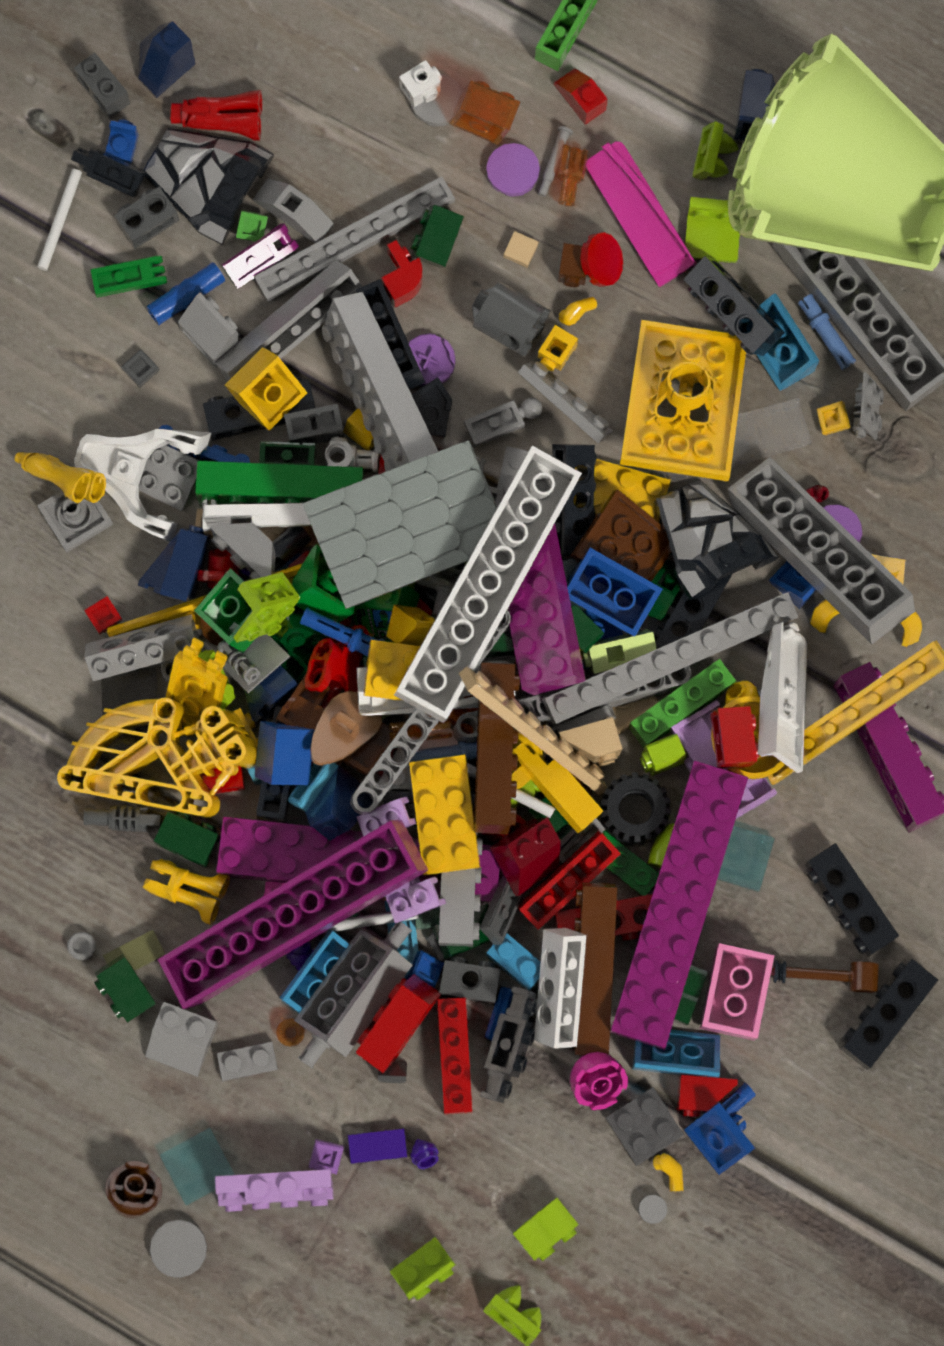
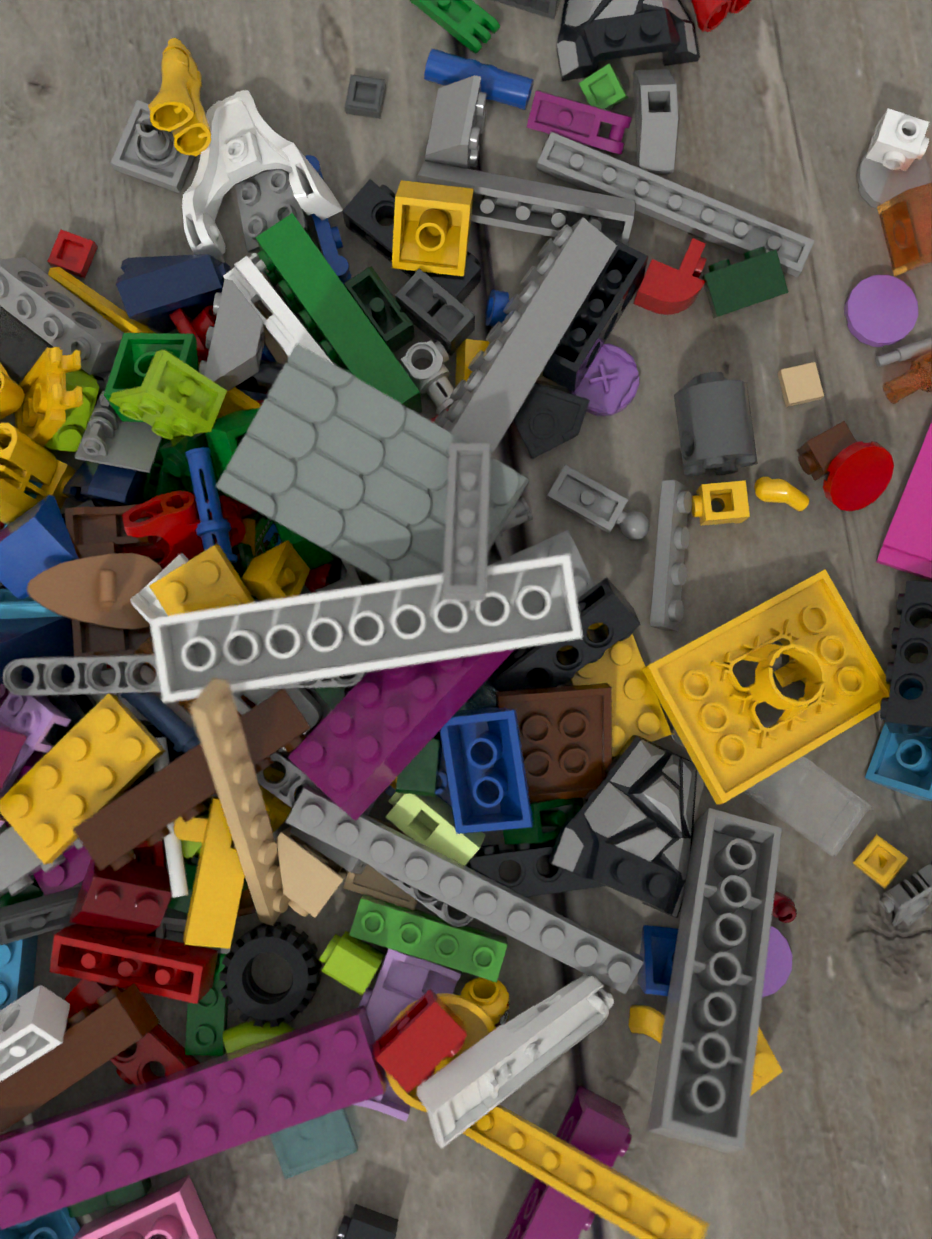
camera: 55 degrees right, 5 degrees up
(337, 389) = (495, 306): none -> blue tile
(473, 484) = (467, 522): none -> light grey plate

